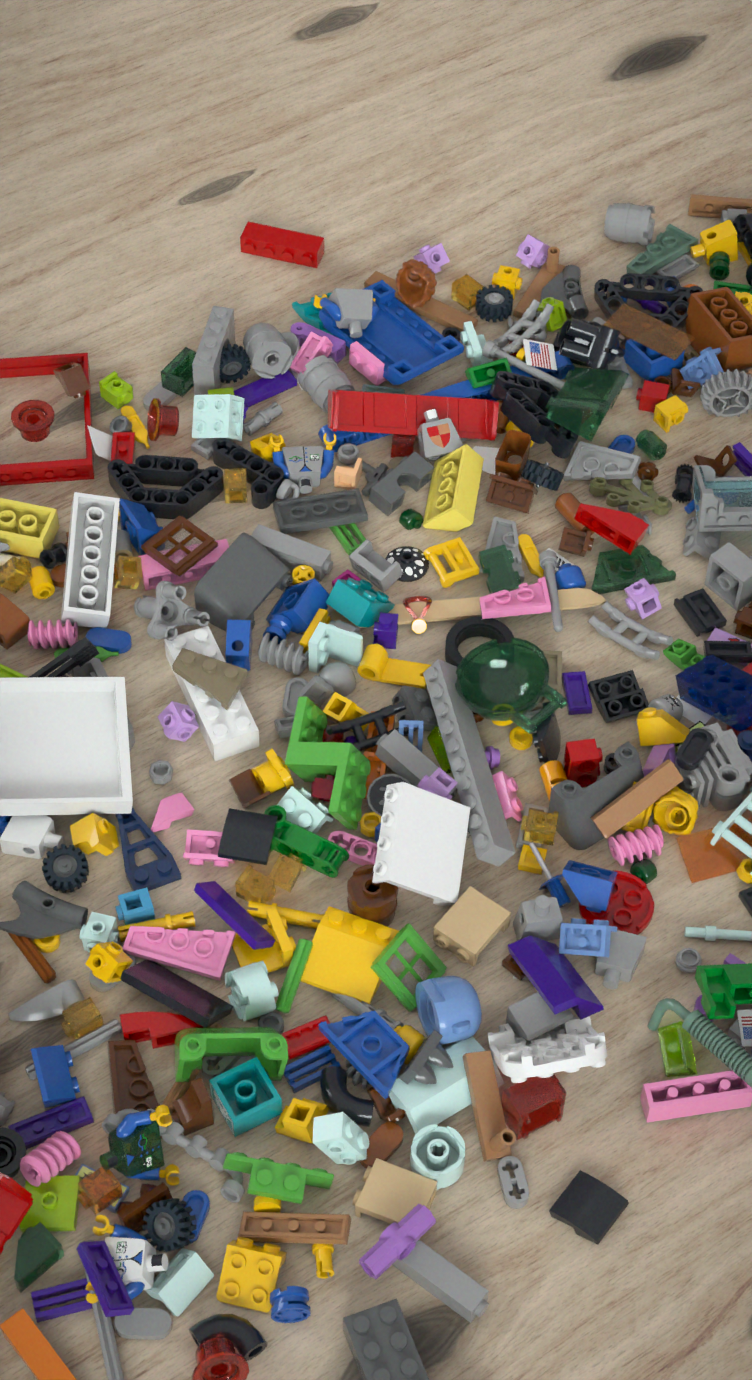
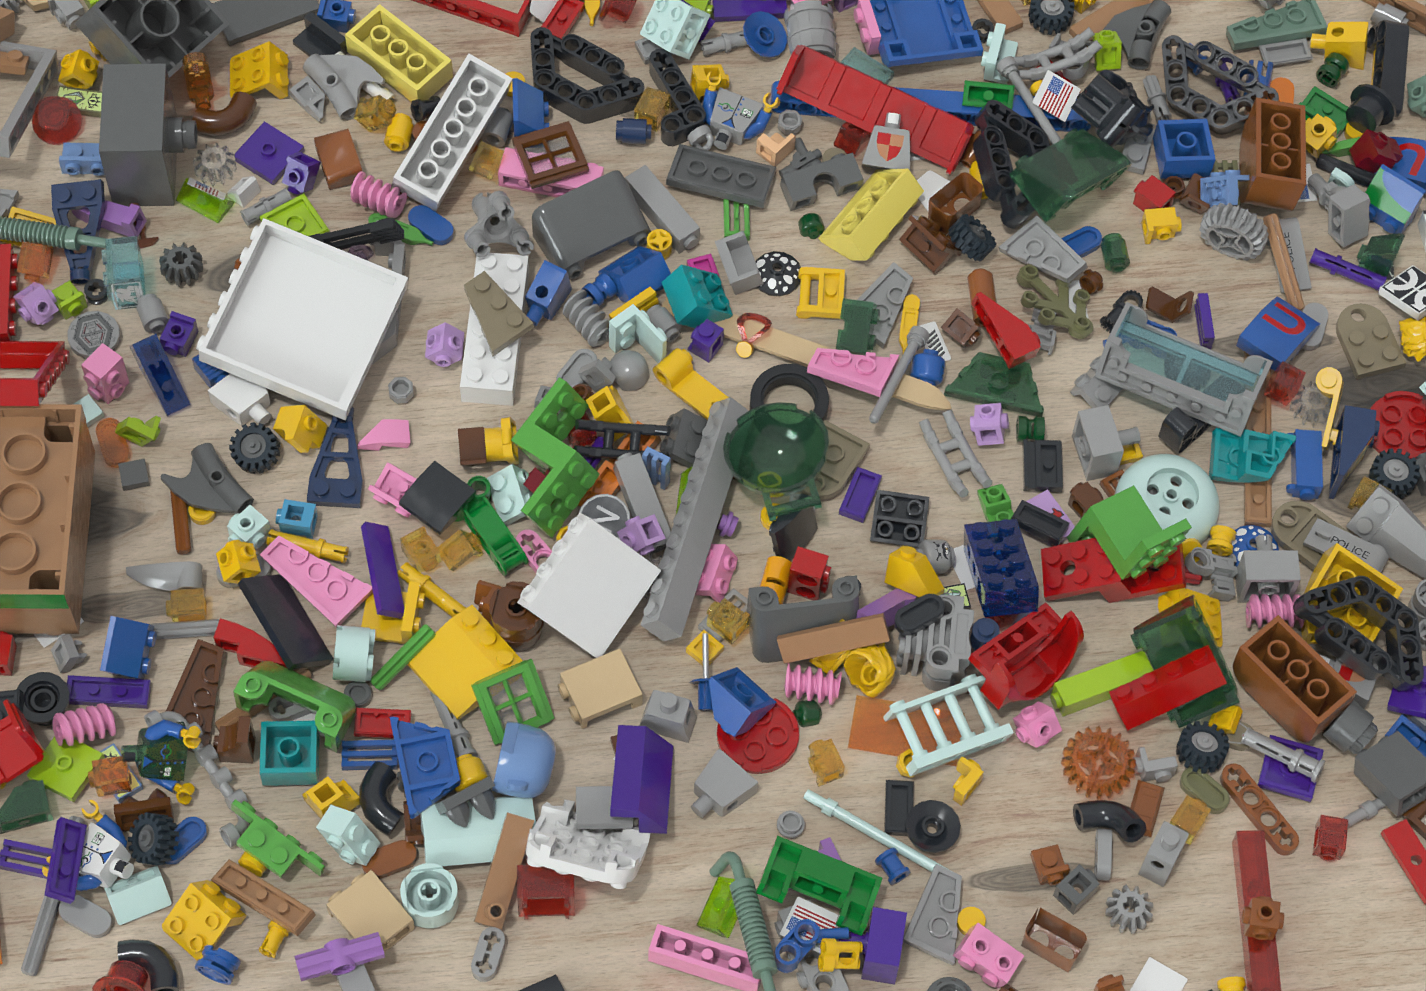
camera: 25 degrees right, 10 degrees up
(231, 506) = (633, 131): none -> dark blue brick
(290, 400) = (765, 34): none -> blue dish
(335, 896) = (483, 594): none -> dark orange bracket
(586, 939) = (696, 754): medium blue bracket -> none
(649, 331) = (1190, 120): clear orange piece -> none
(671, 590) = (1025, 425): none -> dark green wheel
(685, 899) = (825, 761): none -> clear yellow brick

